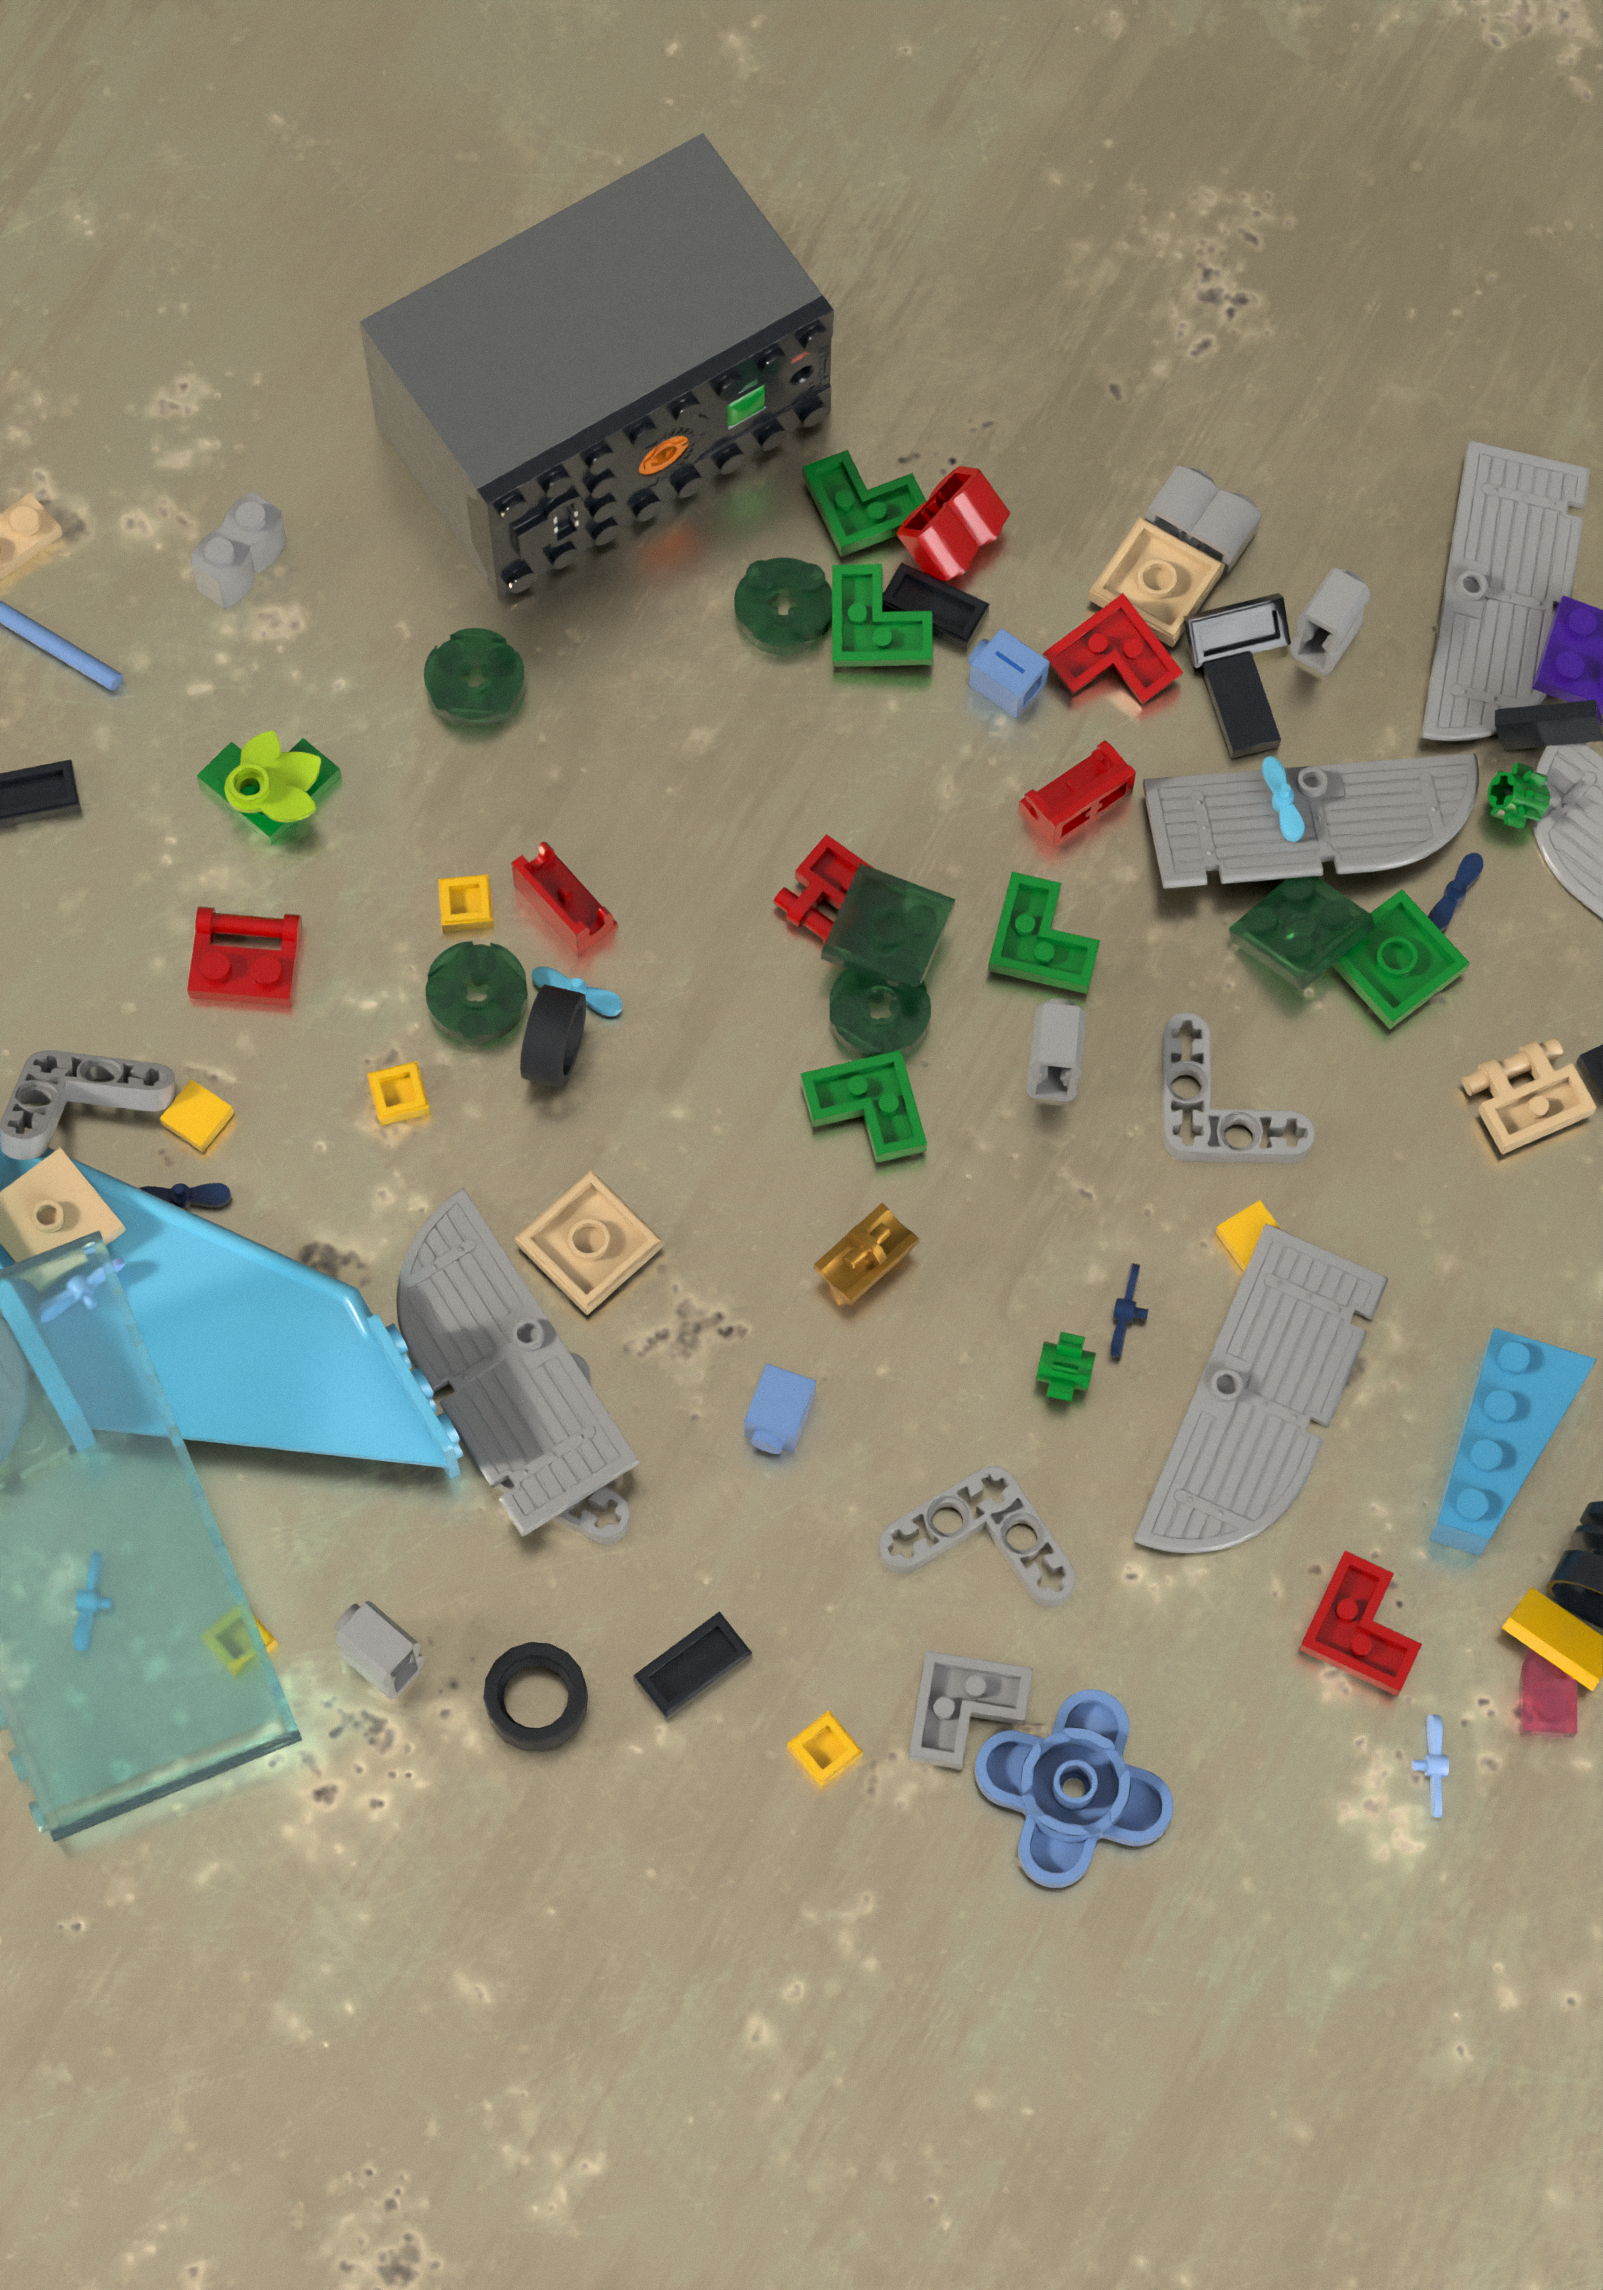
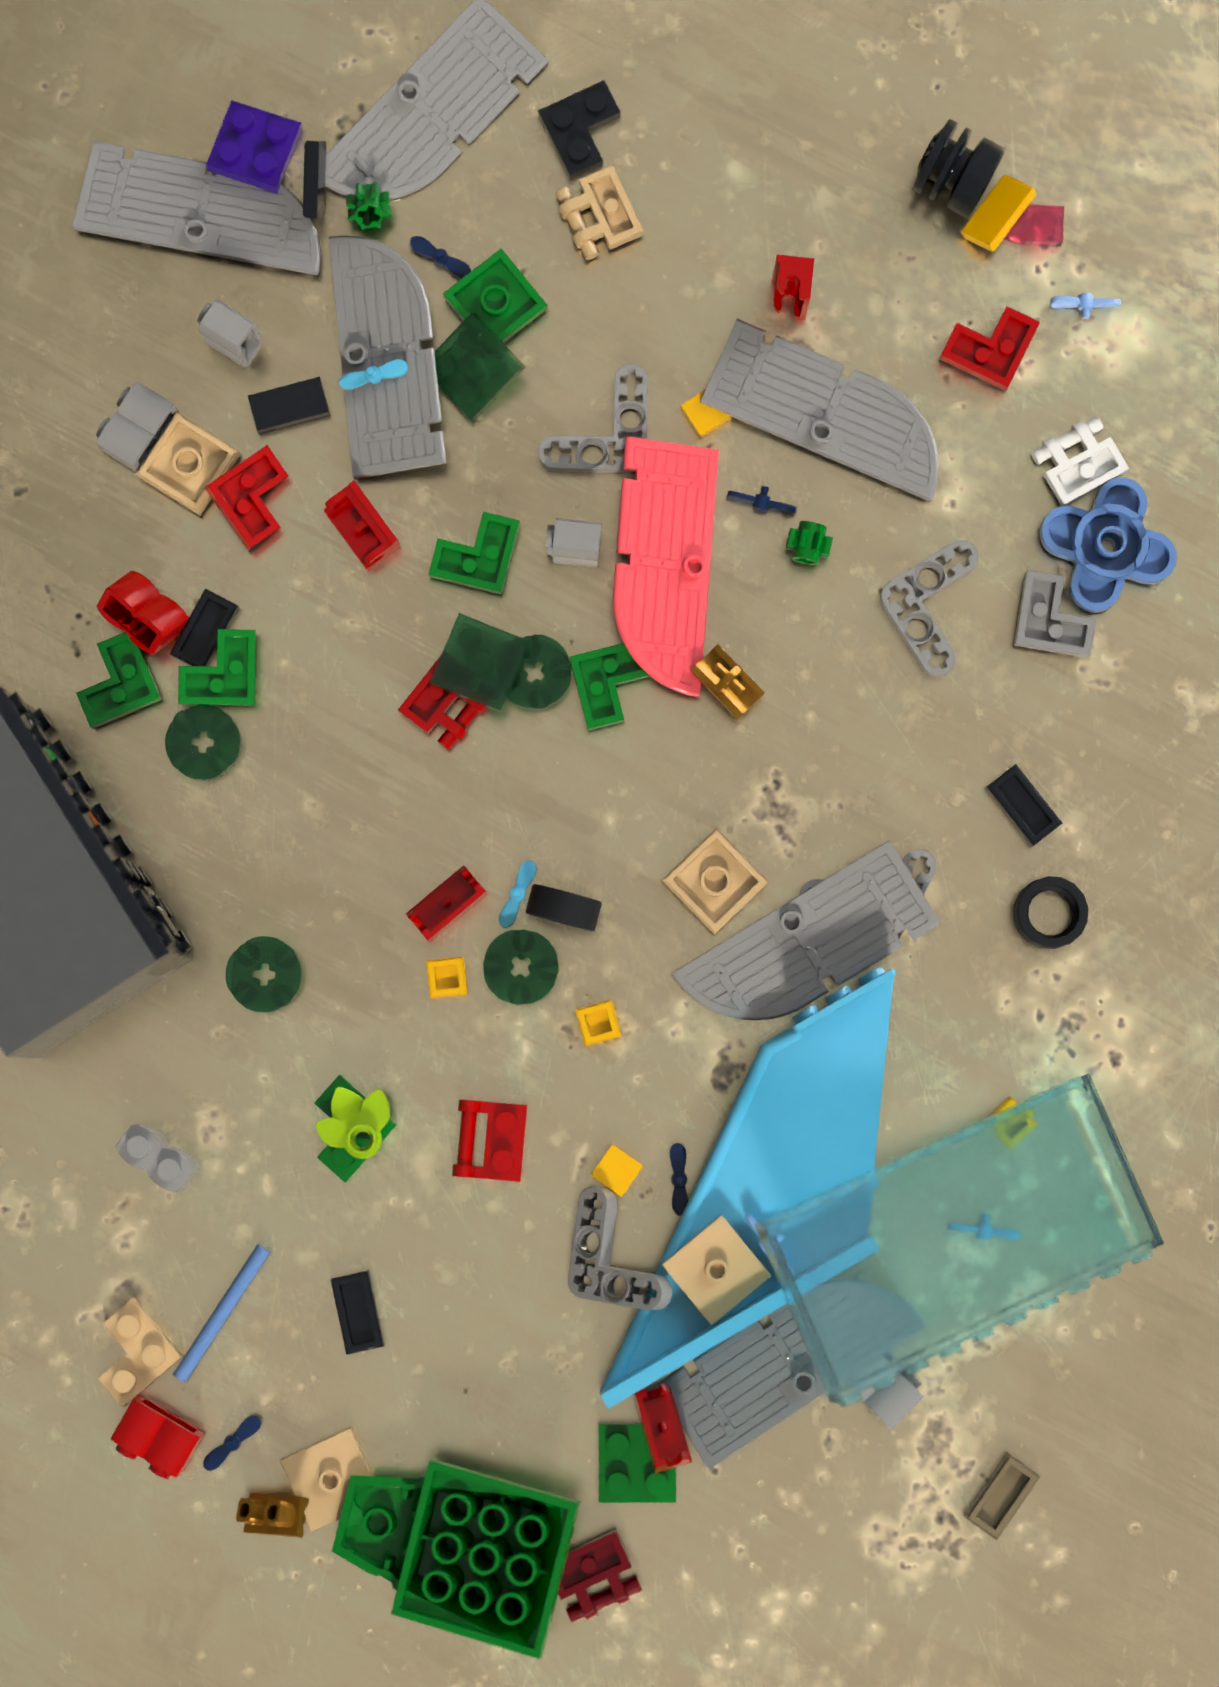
camera: 90 degrees left, 15 degrees up
(378, 1648) = (1026, 1021): light grey brick -> none
(779, 1410) = (843, 744): medium blue brick -> none
(824, 1749) = (1080, 714): yellow tile -> none
(1007, 672) = (264, 575): medium blue brick -> none
(1065, 1180) = (668, 539): none -> coral door
(1184, 1760) = (1085, 471): none -> white plate
(1237, 629) = (230, 404): tile -> none
(1438, 1350) = (793, 280): none -> red hinge
(1508, 1421) = (859, 242): dark azure wedge -> none

